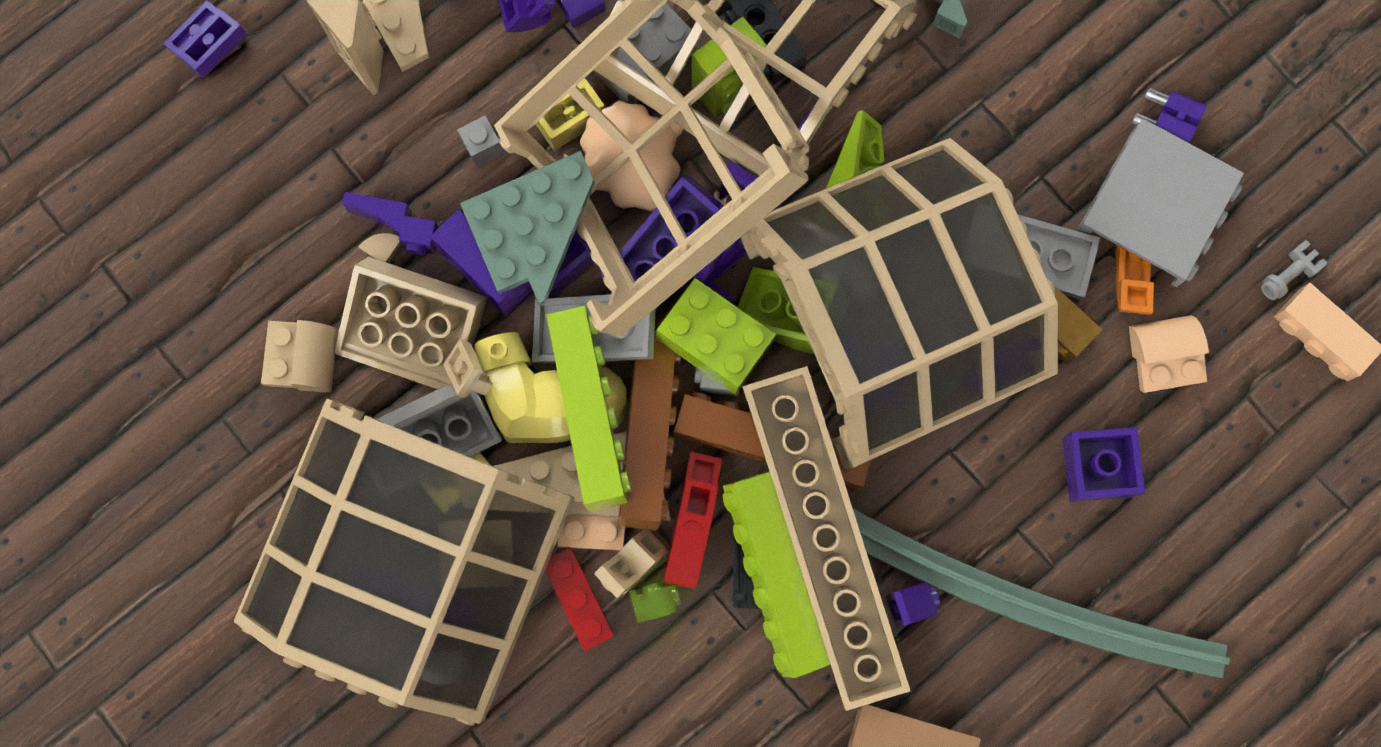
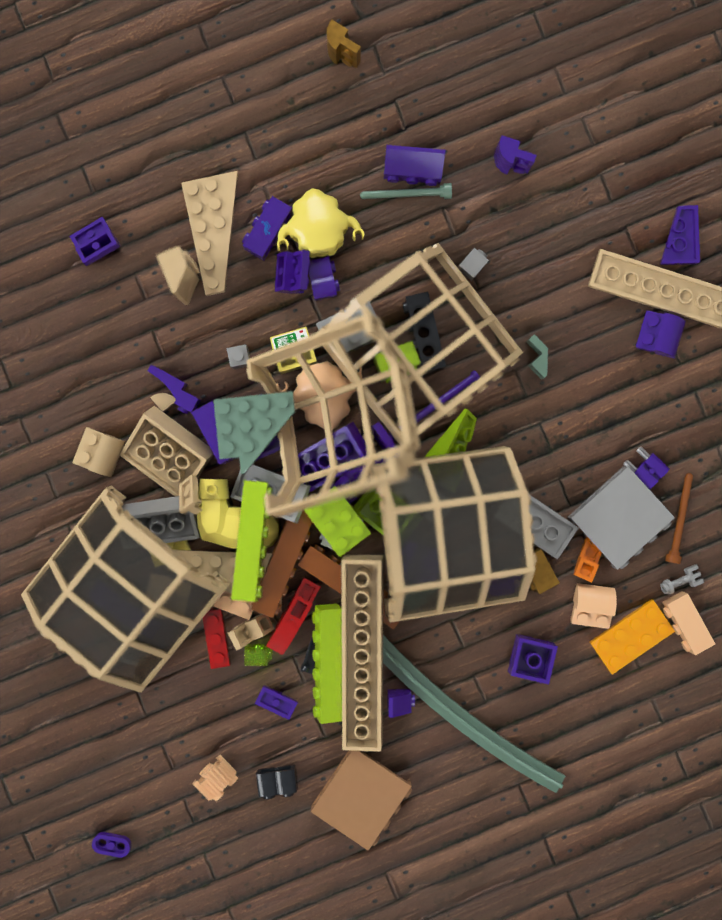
camera: 20 degrees right, 10 degrees up
(710, 672) = (276, 702): none -> dark purple plate
(1247, 384) = (632, 636): none -> light orange plate
(1264, 236) = (674, 555): none -> dark orange piece

